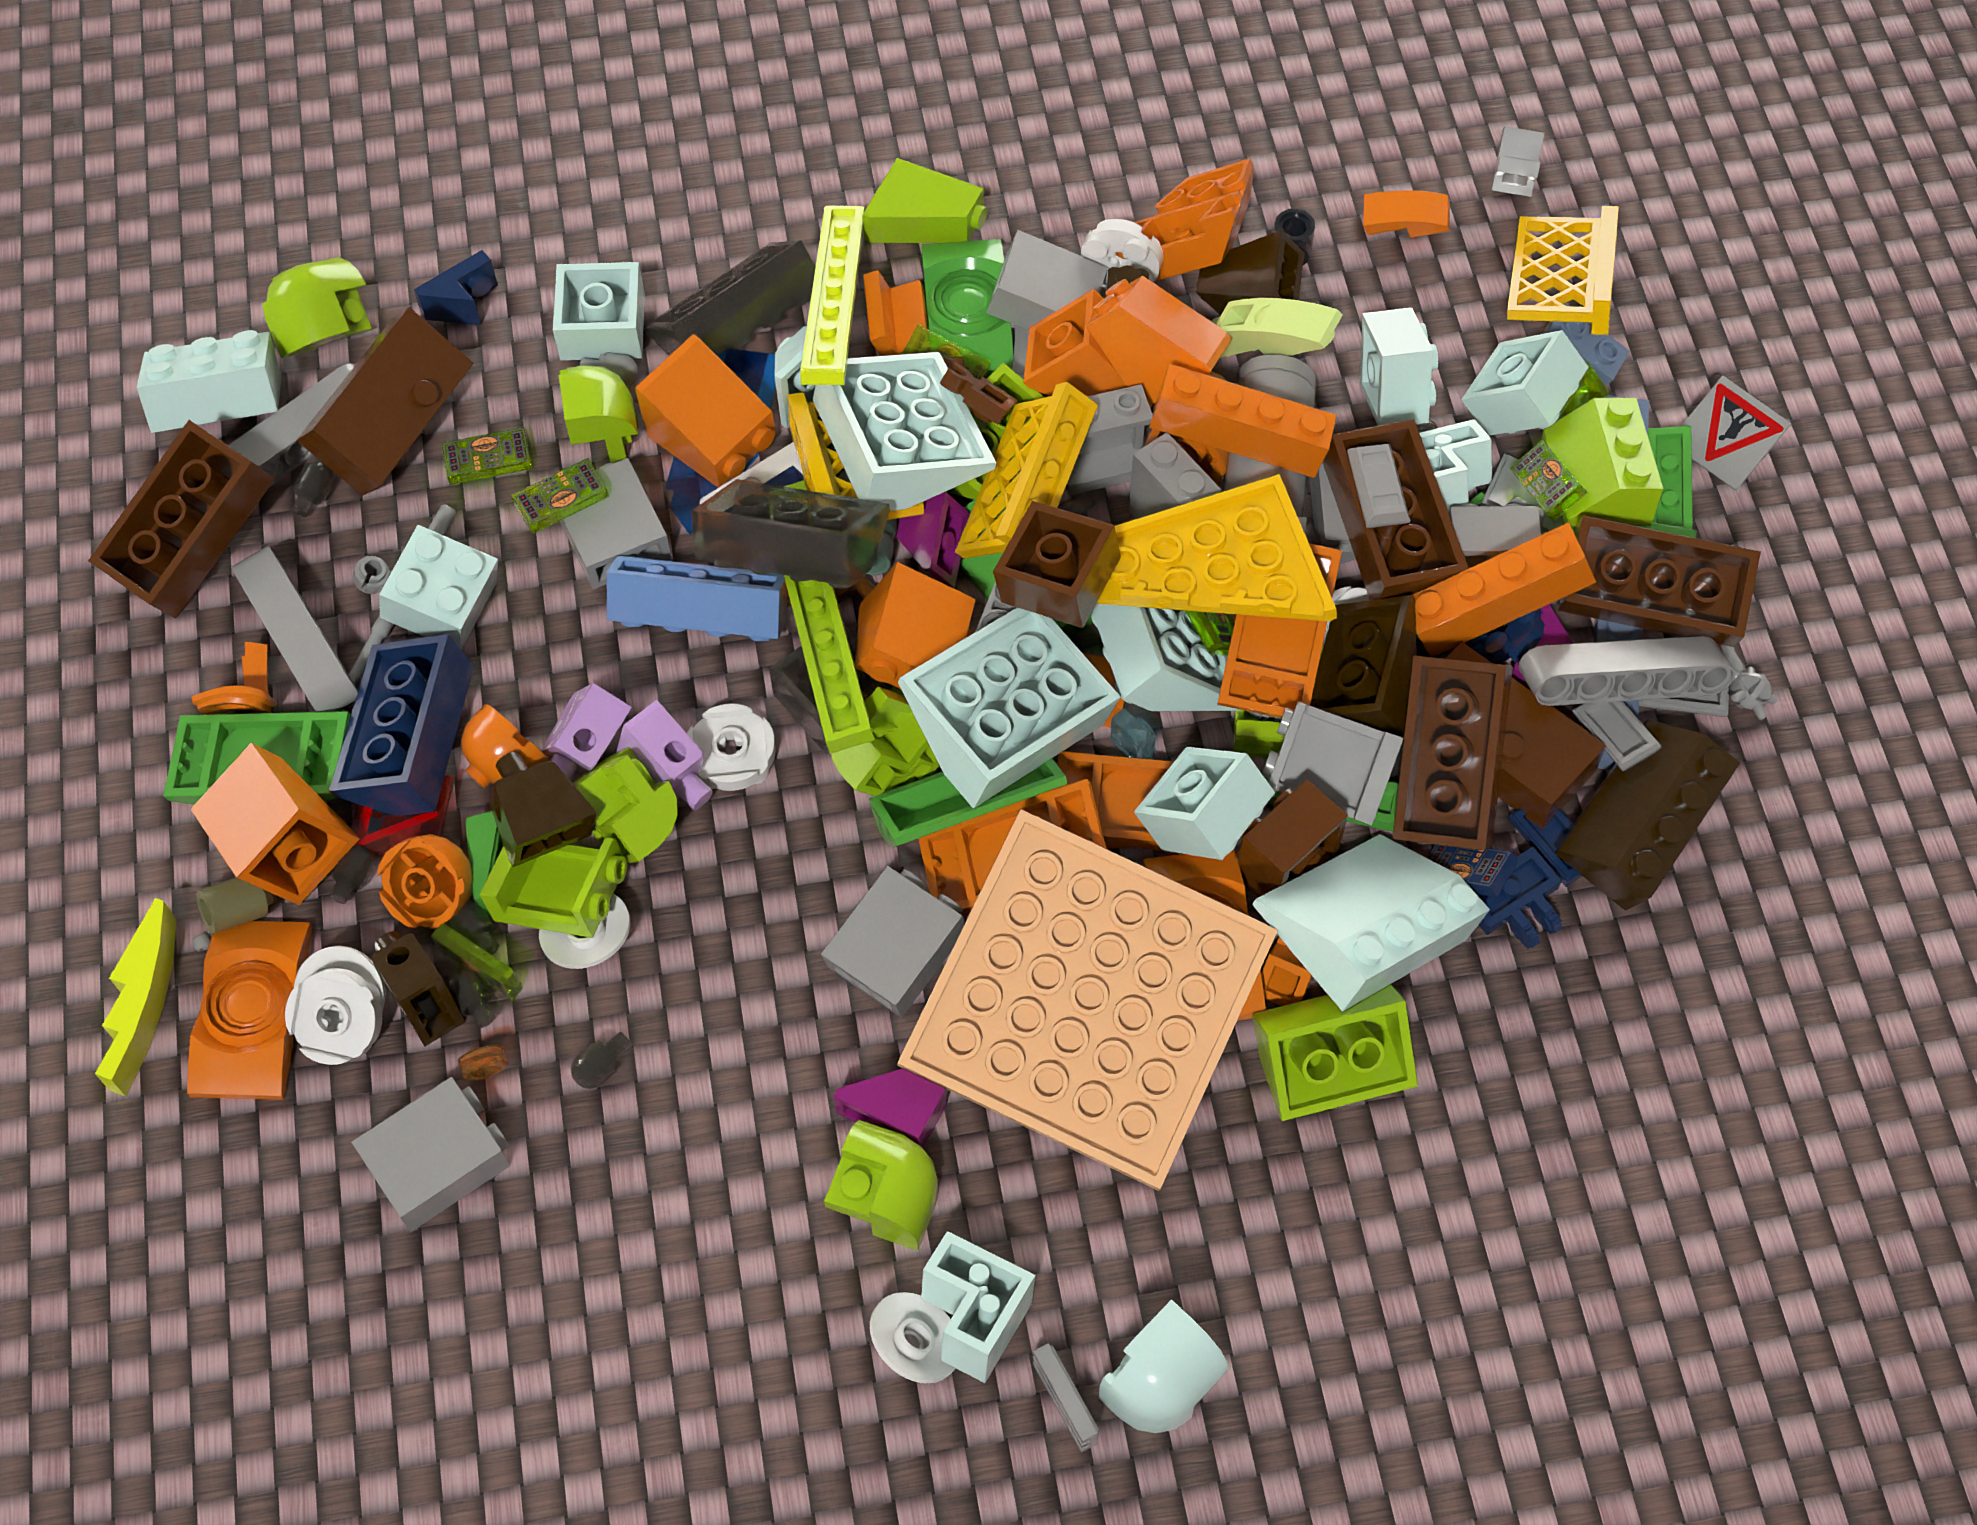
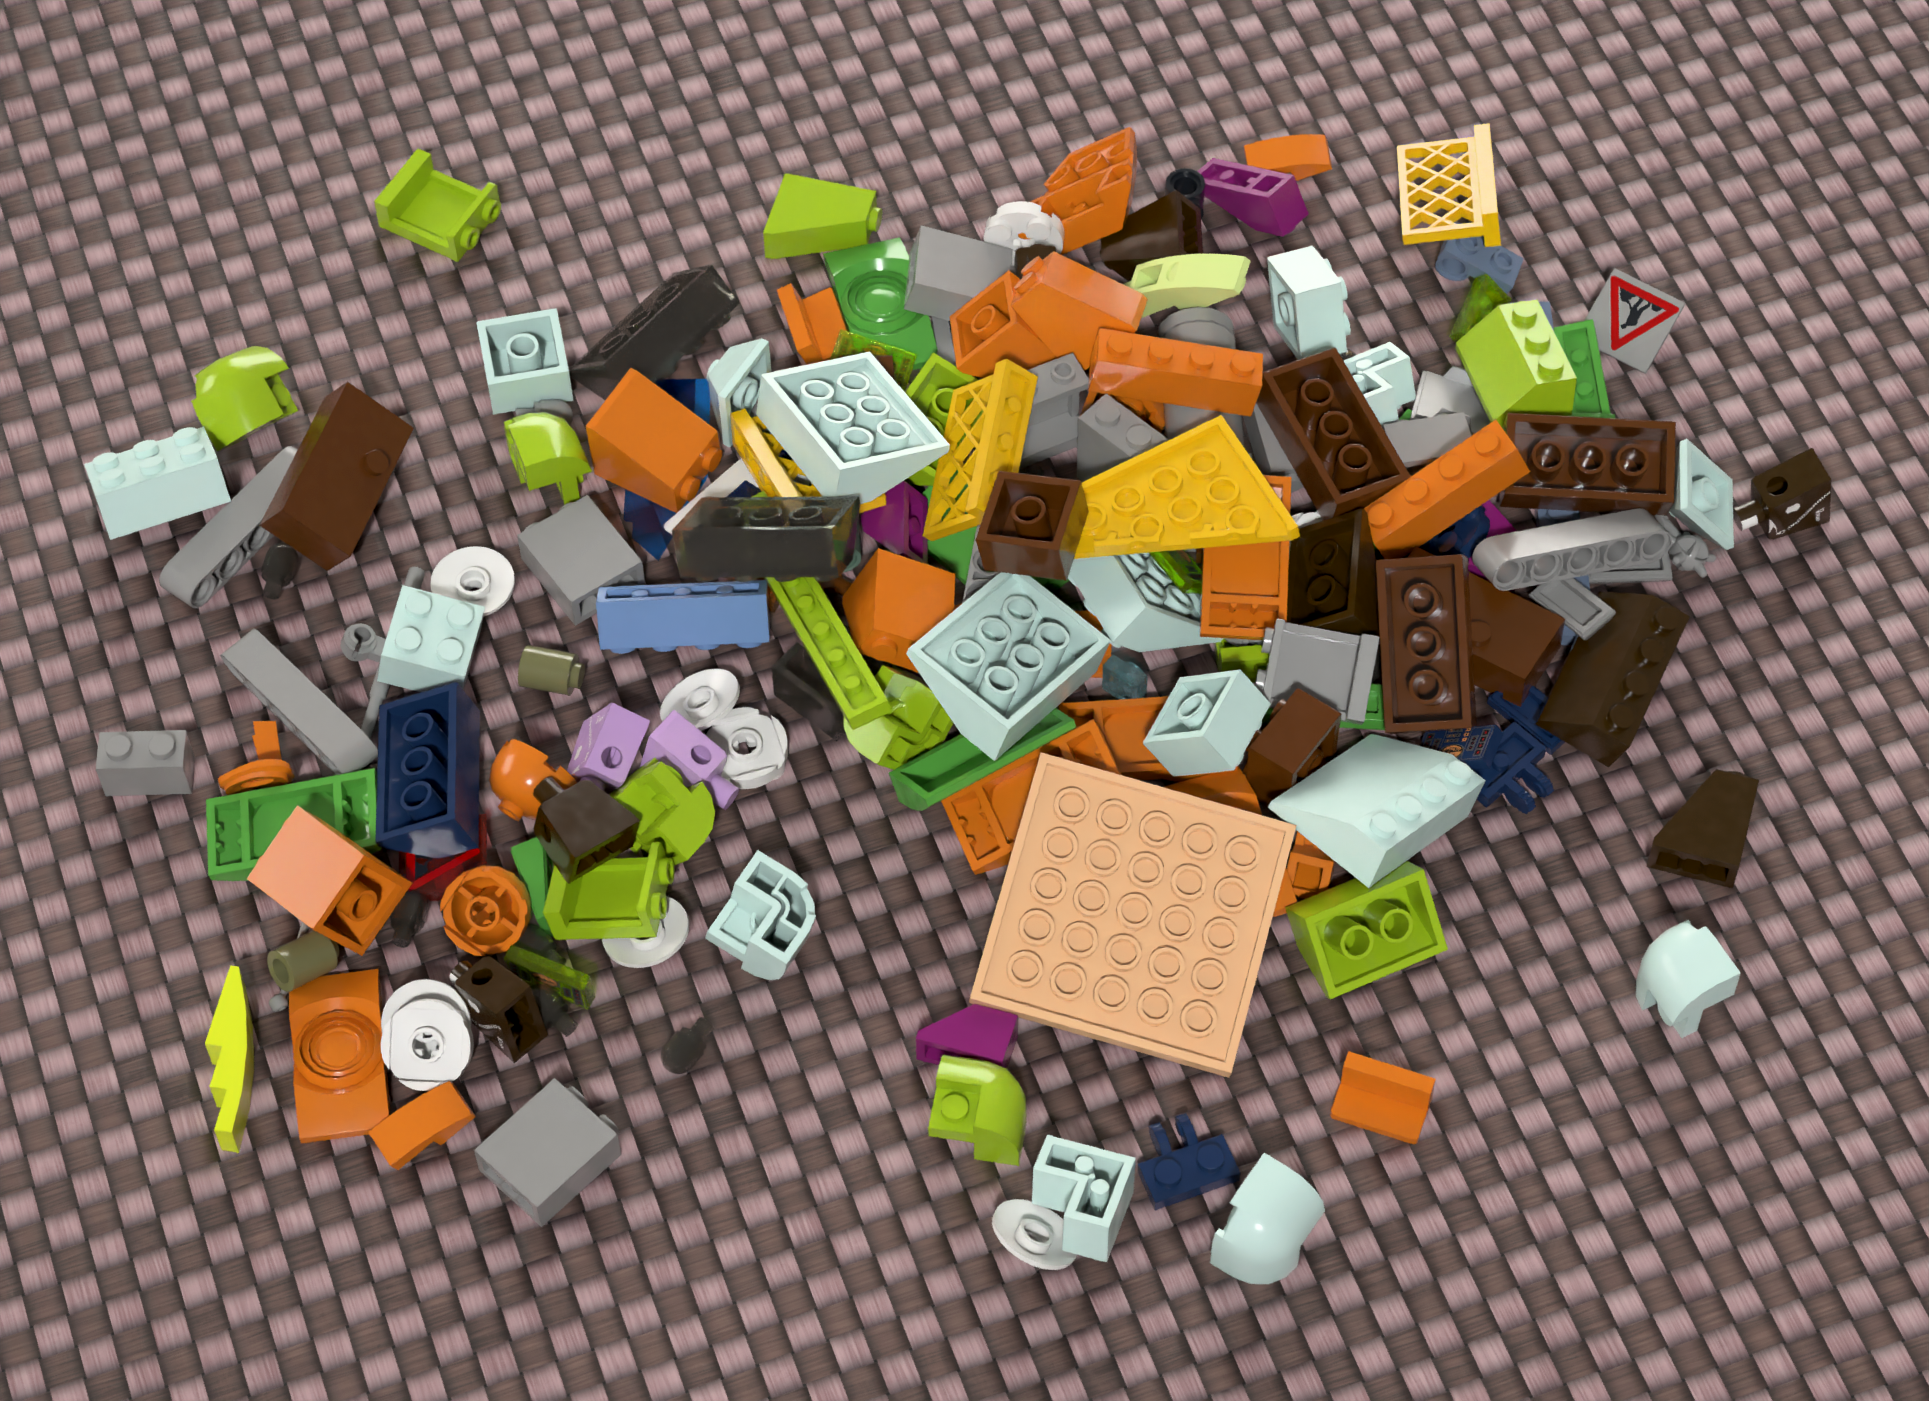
camera: 10 degrees left, 5 degrees down
(130, 667) = (145, 763): none -> light grey brick
(181, 519) = (165, 615): reddish brown brick -> none
(311, 1098) = (417, 1124): none -> orange slope
(453, 292) = (376, 363): dark blue slope -> none
(483, 1062) = (577, 1064): clear orange tile -> none
(486, 456) = (442, 515): tile -> none
(492, 517) = (472, 569): none -> white dish
(551, 144) = (436, 208): none -> lime panel
(552, 634) = (550, 670): none -> olive brick
(560, 495) = (531, 539): tile -> none
(696, 689) = (703, 697): none -> white dish
(706, 936) = (765, 918): none -> light aqua brick
(833, 297) = (756, 312): neon yellow tile -> none
(895, 940) = (941, 895): light grey brick -> none
(983, 397) = (925, 388): reddish brown plate -> none
(1065, 1397) = (1181, 1263): light grey tile -> none
(1093, 1289) = (1186, 1171): none -> dark blue hinge
(1316, 1245) = (1383, 1098): none -> orange panel
(1365, 247) = (1255, 195): none -> magenta slope
(1378, 486) = (1314, 413): light grey tile -> none
(1517, 161) = (1385, 93): light grey brick -> none
(1525, 383) = (1431, 301): light aqua brick -> none
(1548, 480) = (1469, 387): tile -> none
(1668, 1165) = (1685, 975): none -> light aqua brick
(1722, 1001) = (1708, 831): none -> dark brown slope
(1776, 633) = (1703, 496): none -> light aqua slope
(1866, 647) = (1788, 497): none -> dark brown torso

